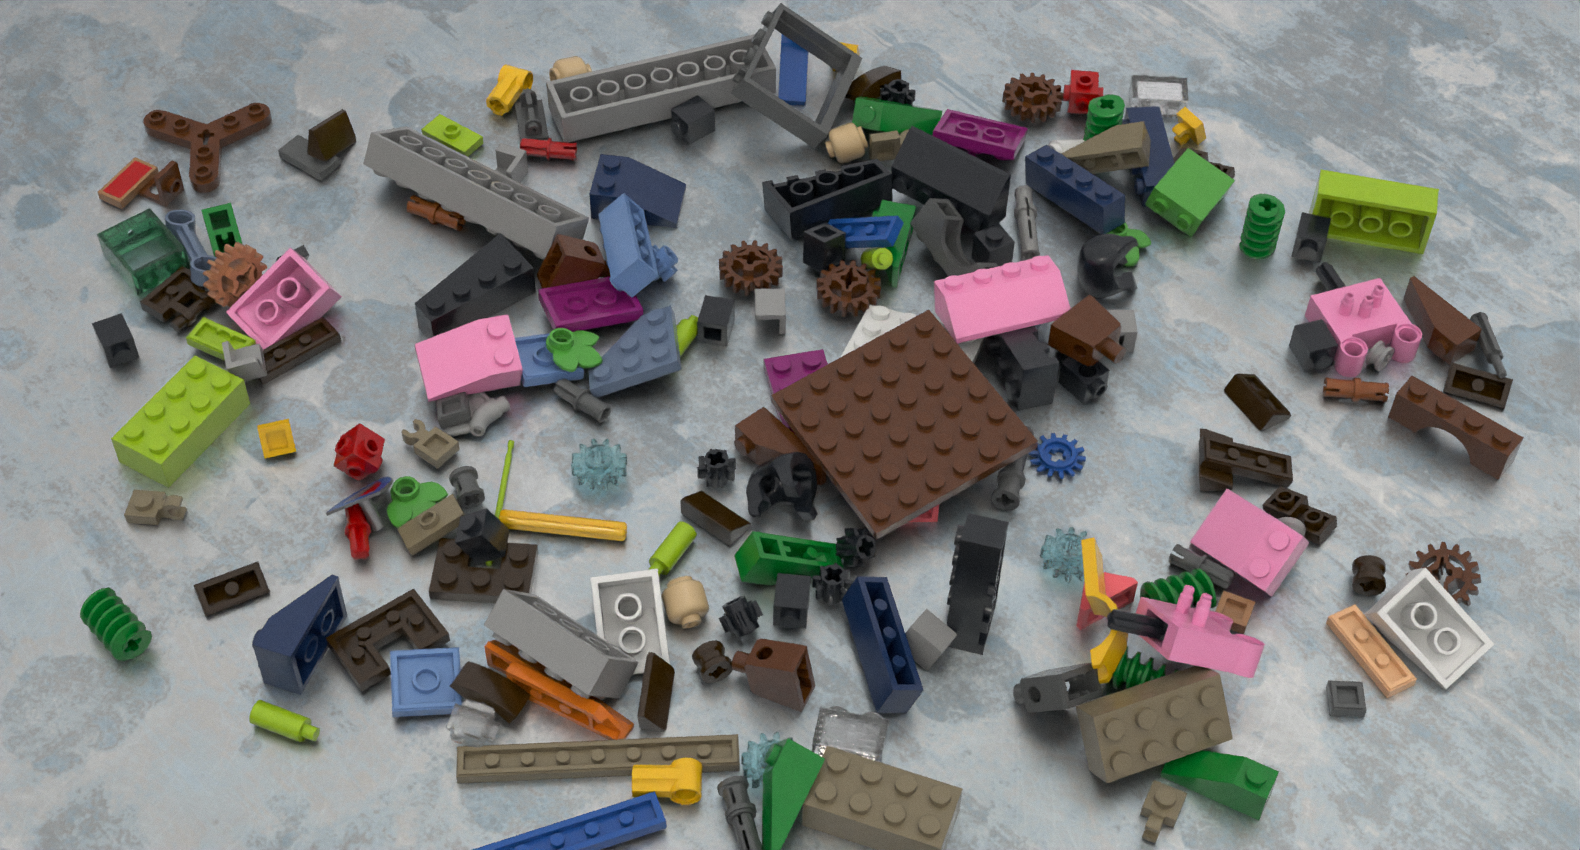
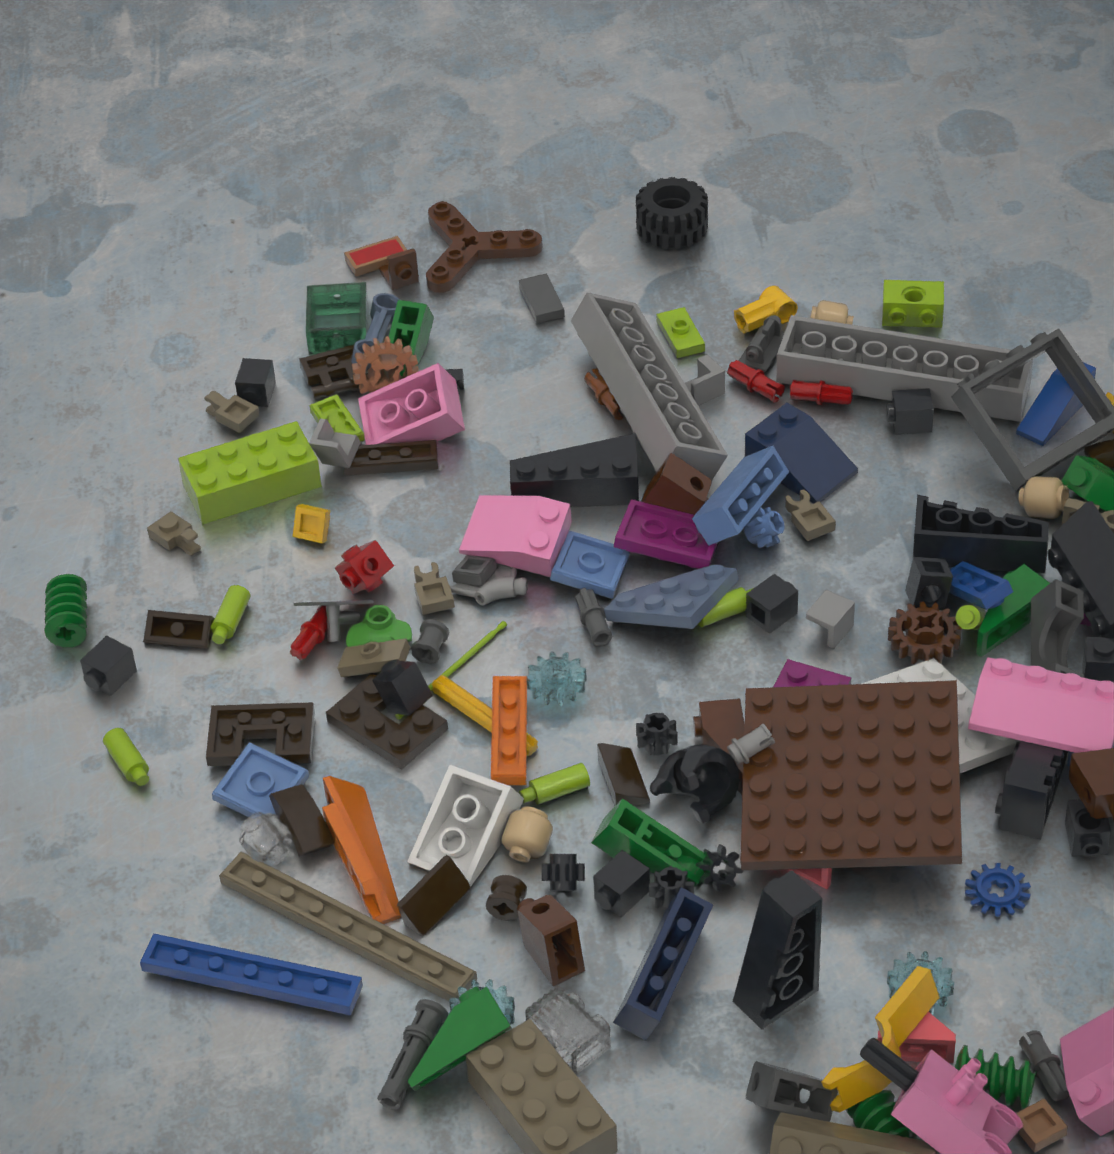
camera: 40 degrees right, 5 degrees down
(116, 376) = (233, 413): none -> dark tan plate
(197, 652) = (108, 665): none -> black brick
(268, 551) = (229, 613): none -> lime cylinder
(295, 636) = (180, 690): dark blue slope -> none
(330, 136) = (567, 285): dark brown slope -> none
(366, 39) = (672, 213): none -> black tyre
(560, 645) = (382, 810): light grey brick -> none
(573, 349) = (617, 566): bright green plate -> none
(601, 525) = (509, 730): none -> orange tile
(609, 136) = (821, 392): none -> red axle
(621, 34) = (913, 303): none -> lime brick
(676, 781) = (388, 980): yellow piece -> none
(685, 240) = (809, 518): none -> dark tan plate
(750, 267) = (847, 570): reddish brown gear -> none
(814, 443) = (750, 744): none -> light grey pin
(928, 639) = (712, 981): light grey panel -> none
(1010, 481) = (928, 883): dark grey pin -> none

